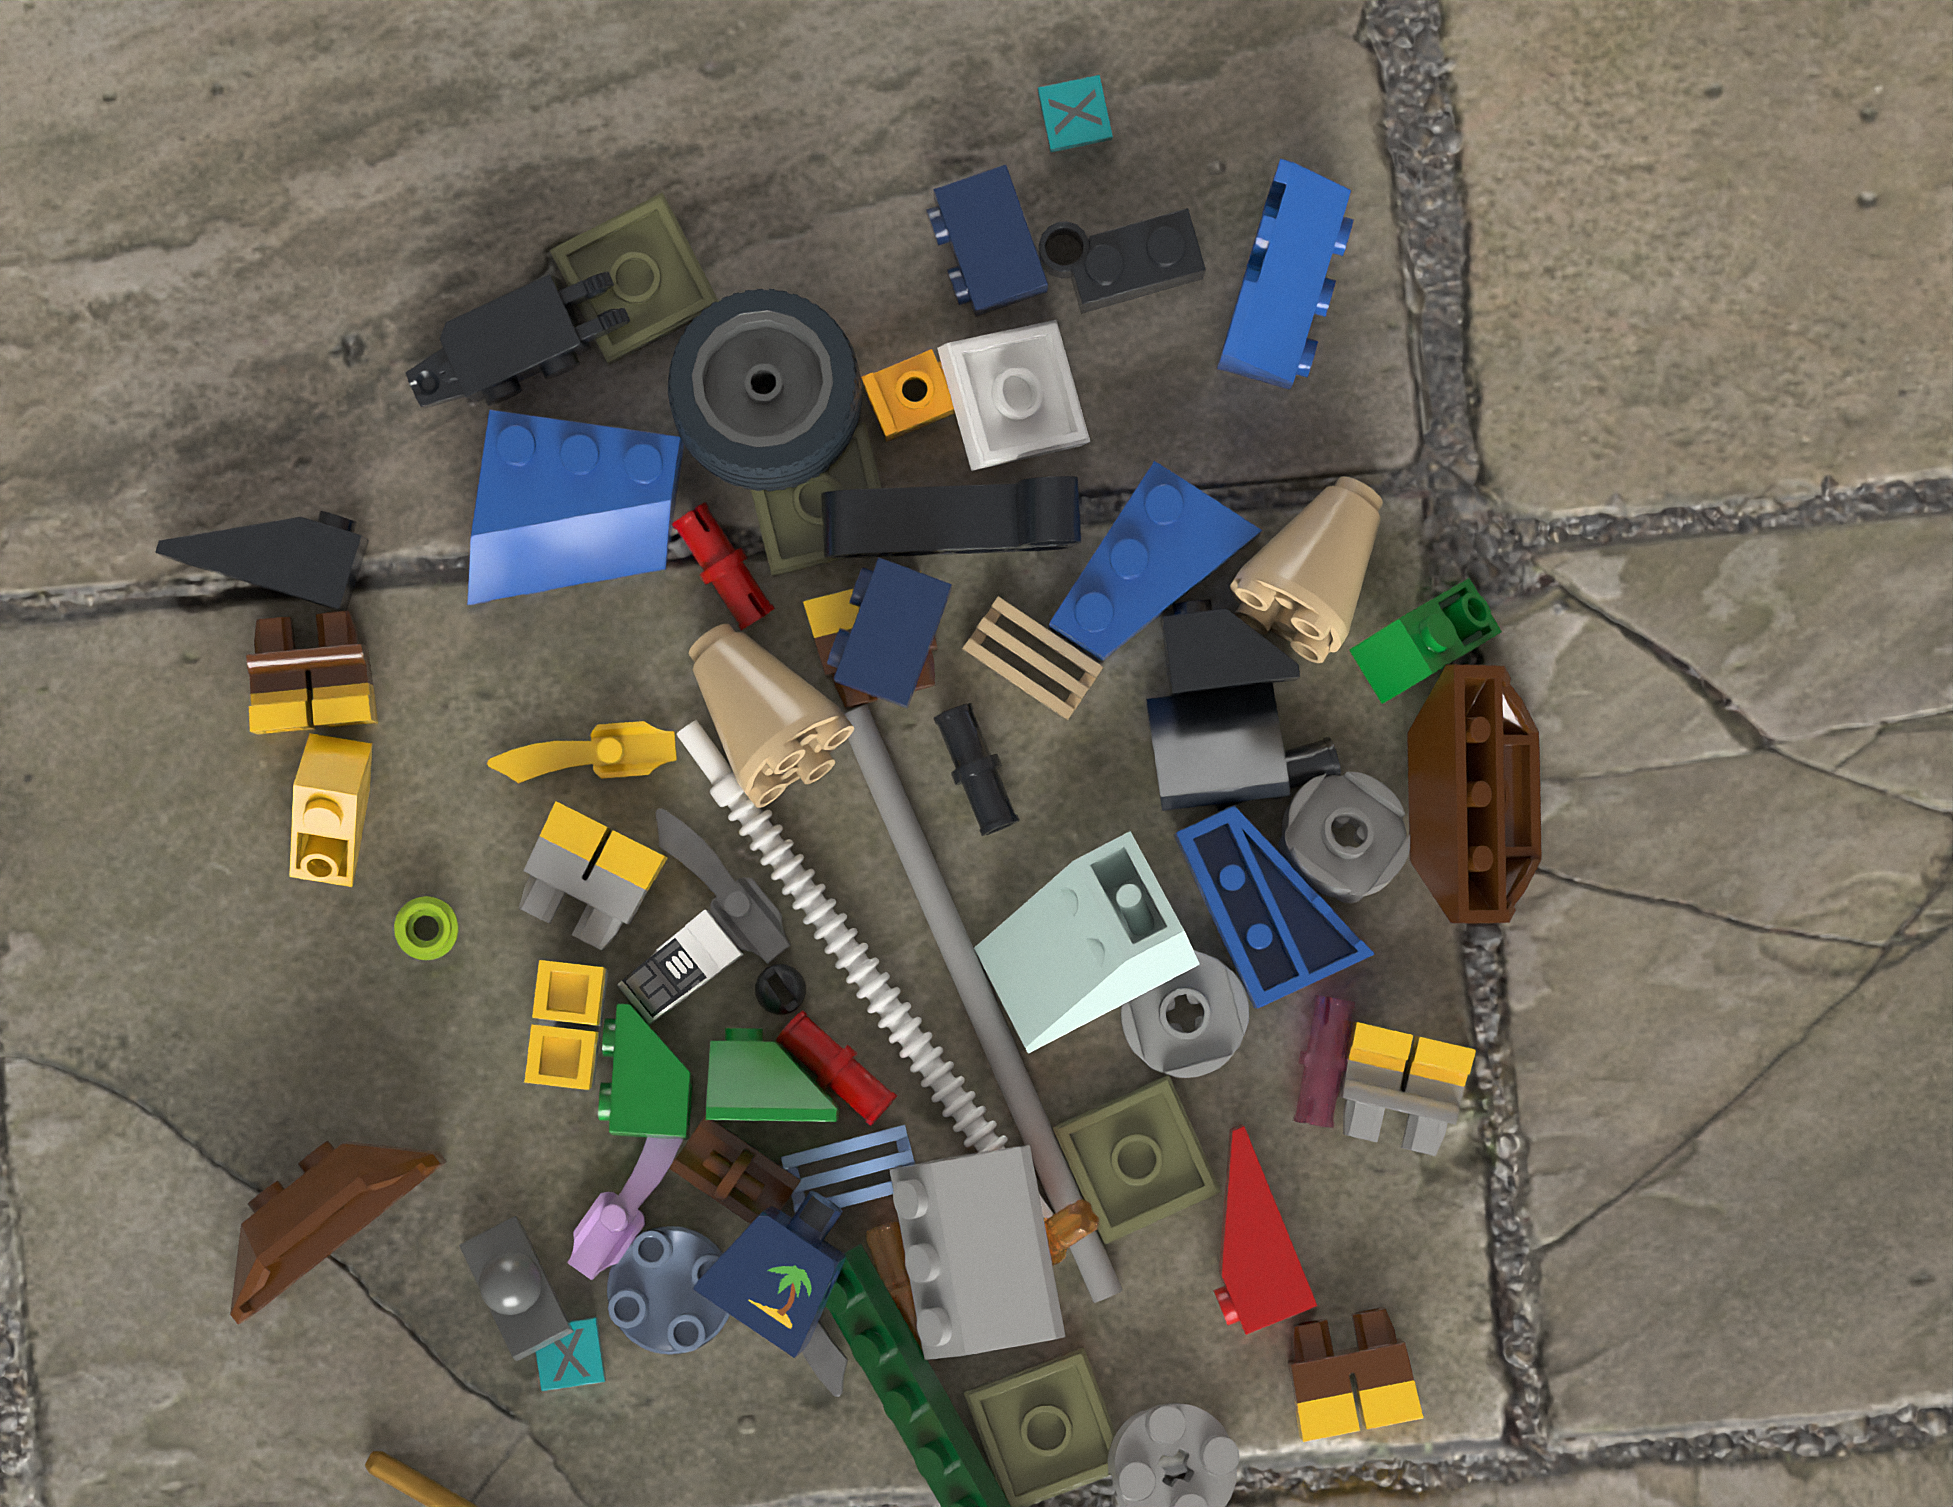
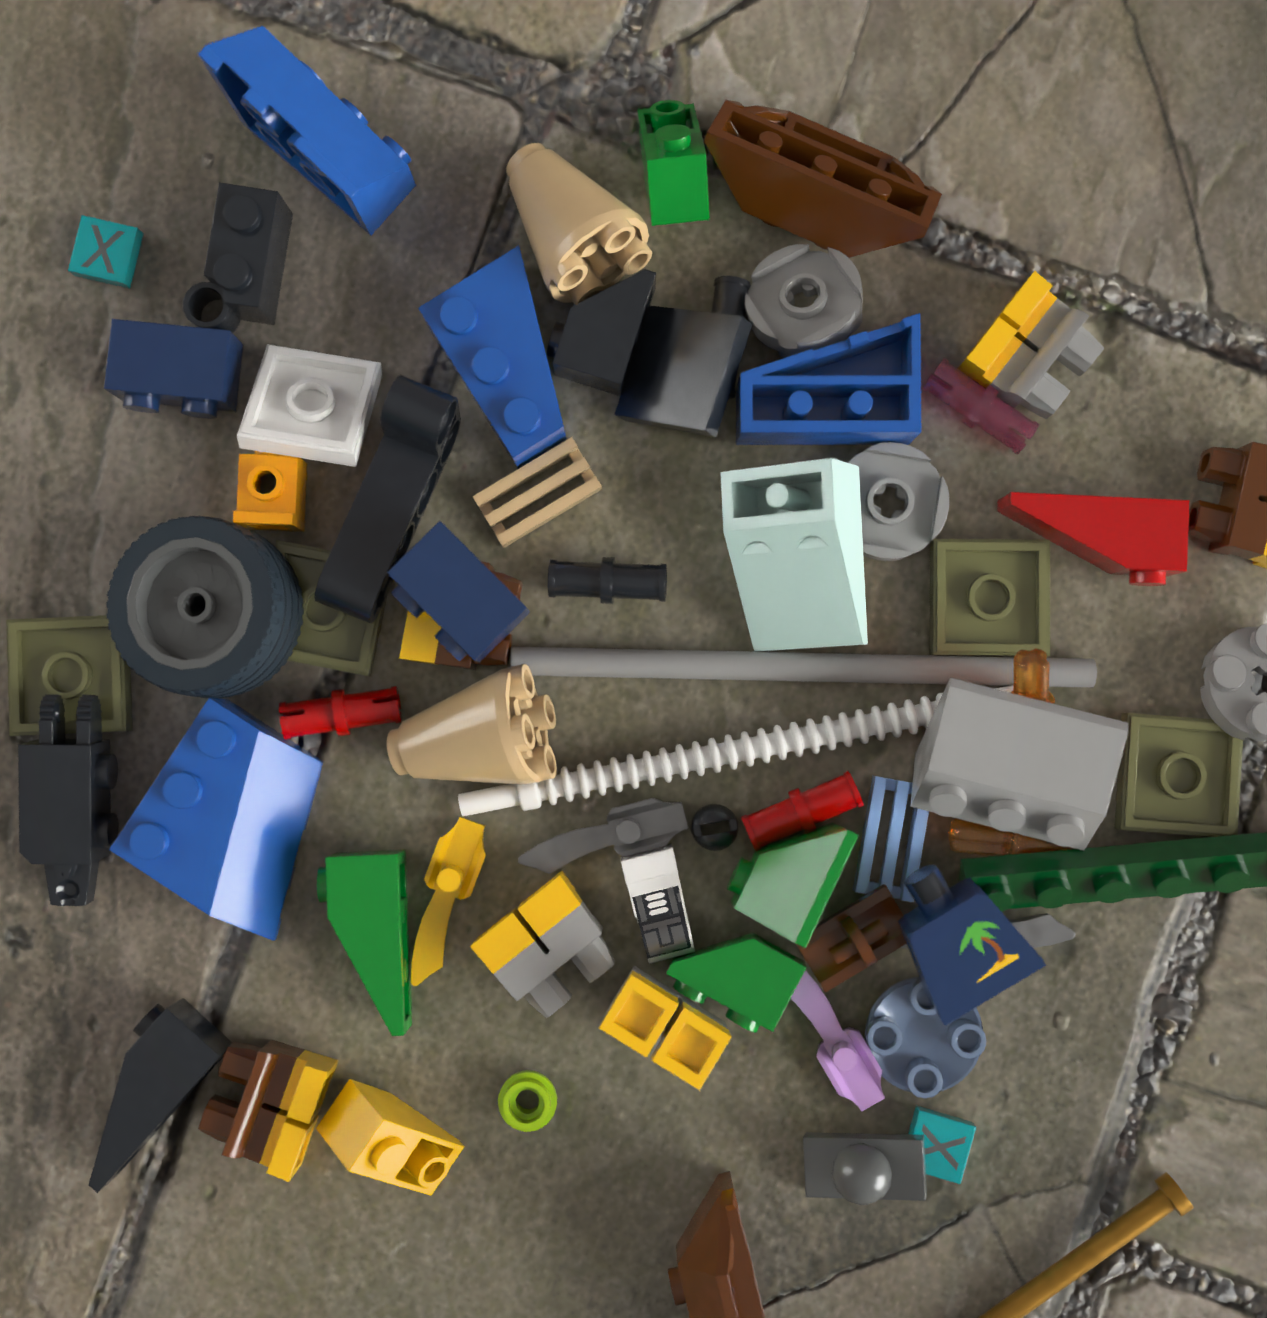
camera: 65 degrees left, 0 degrees up
(537, 689) = (370, 917): none -> green slope

